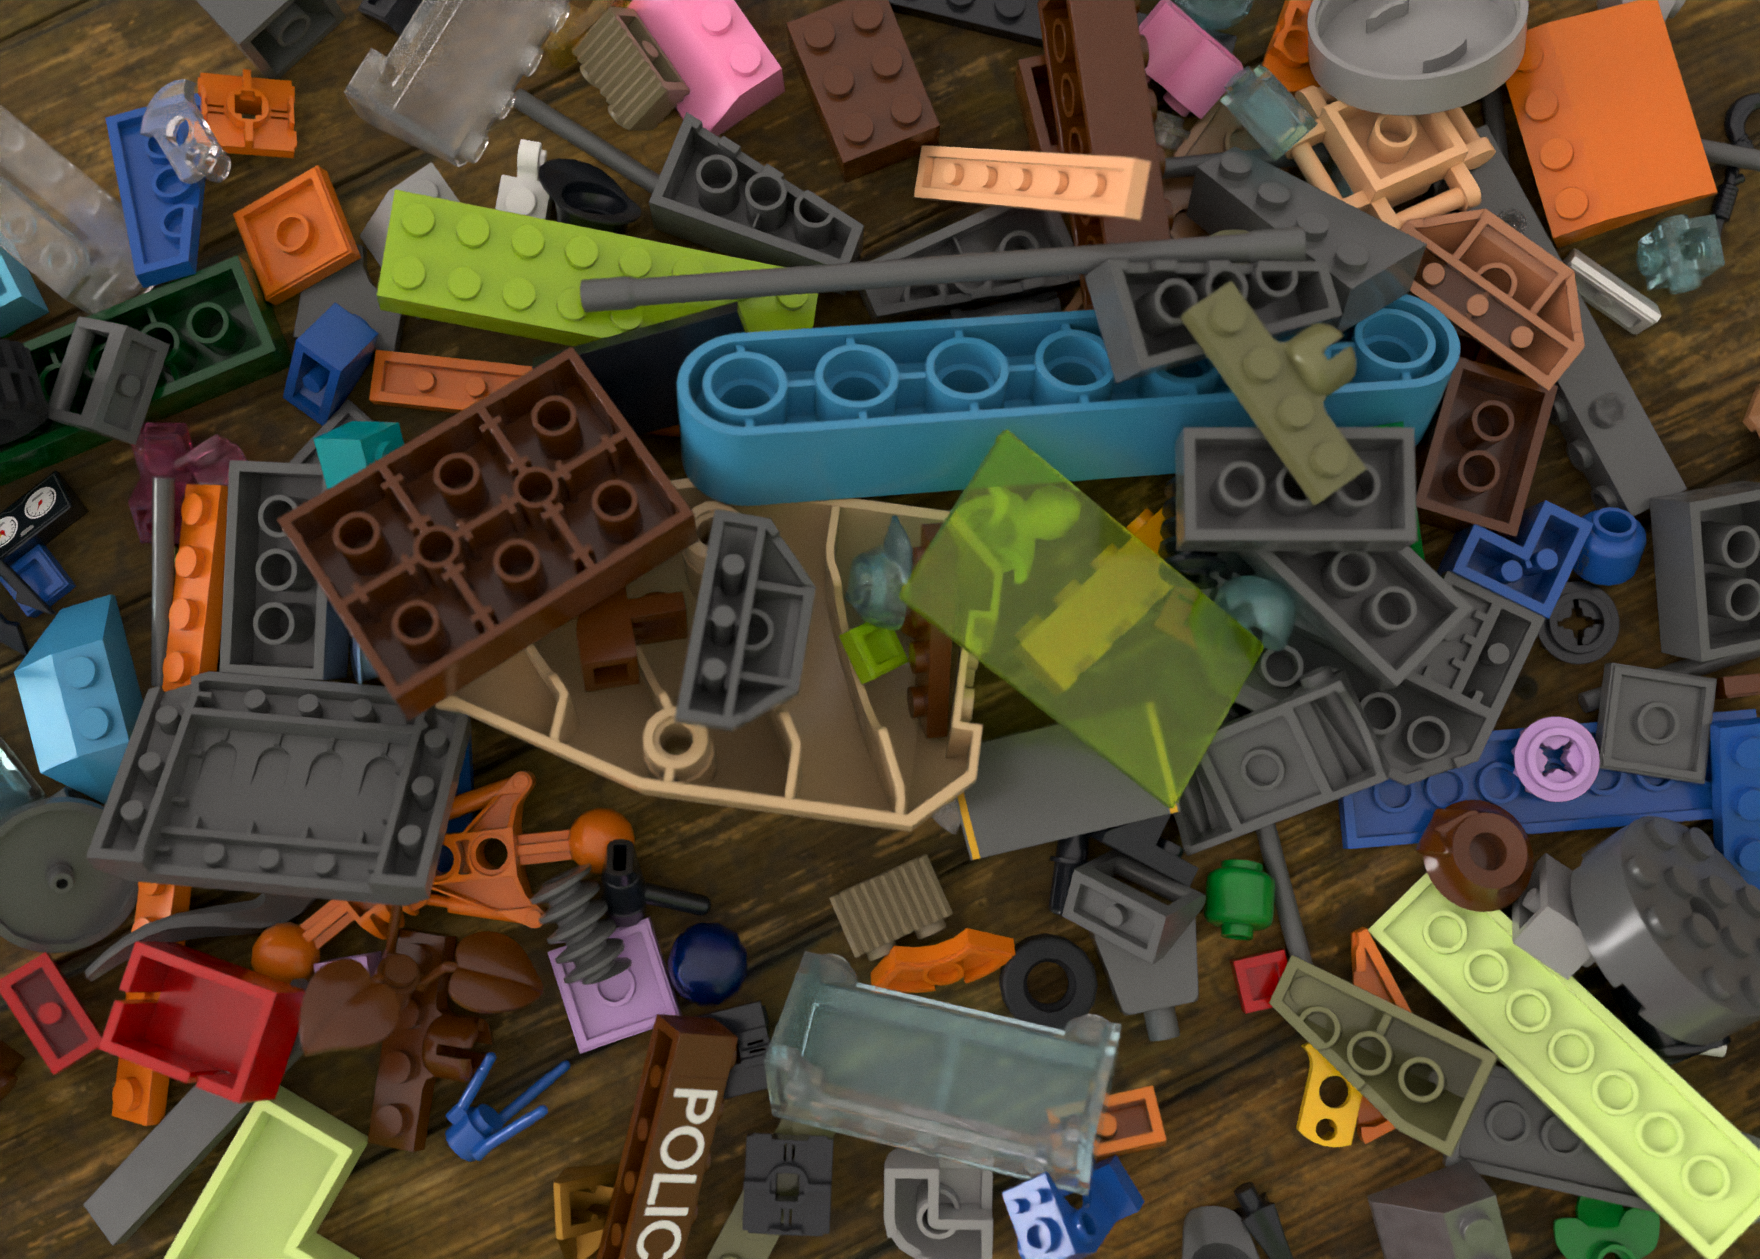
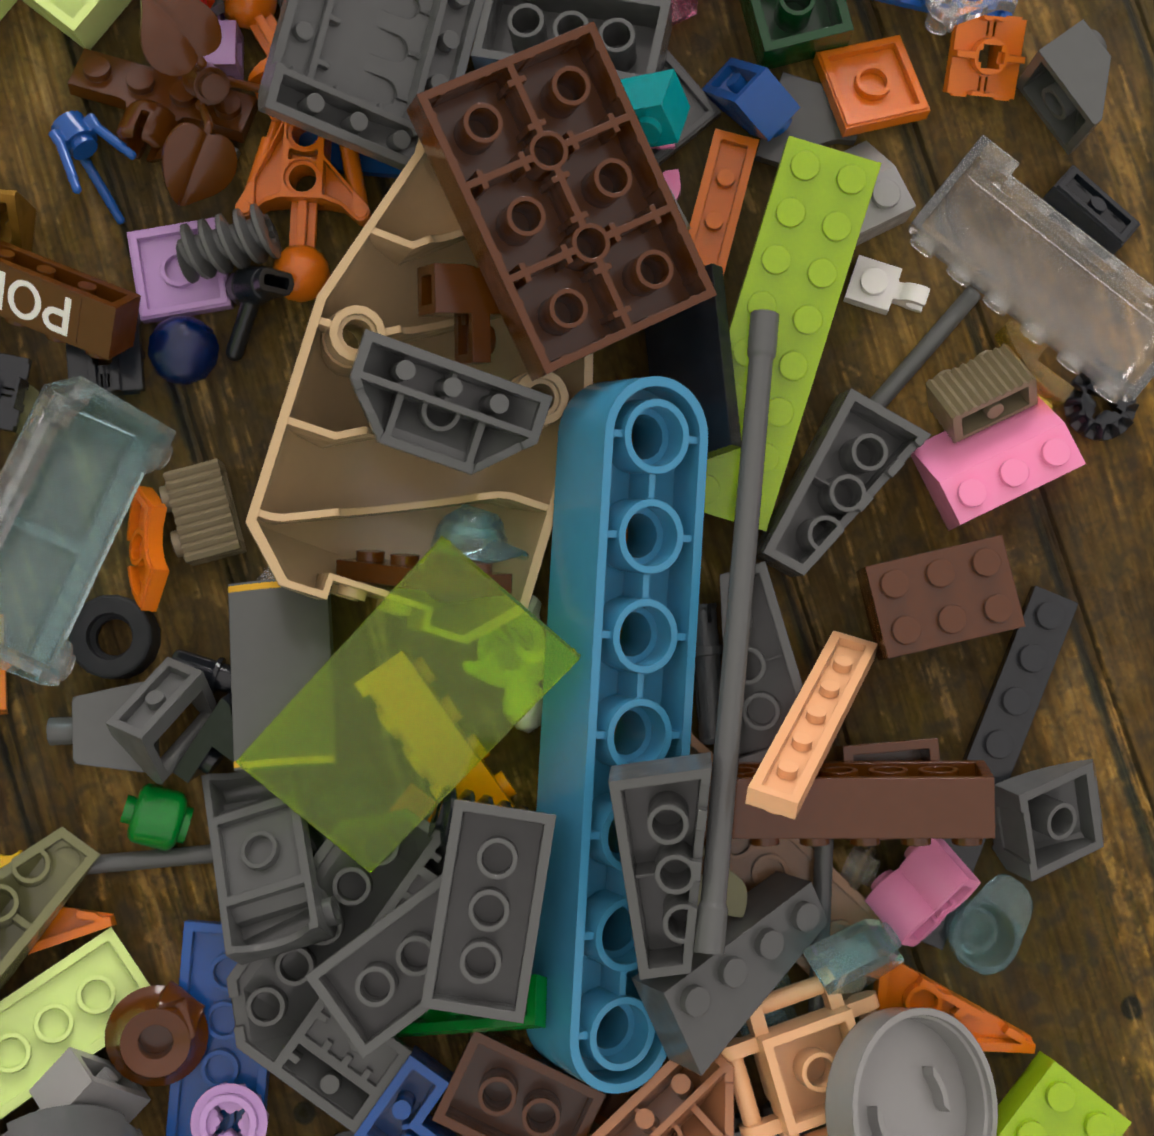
camera: 95 degrees right, 0 degrees up
(587, 196) = (867, 339): black piece -> none
(873, 651) = (417, 523): lime tile -> none
(1257, 978) = (89, 823): red tile -> none
(1260, 604) = (401, 871): clear light blue hair -> none
(1281, 386) = (575, 907): olive plate -> none

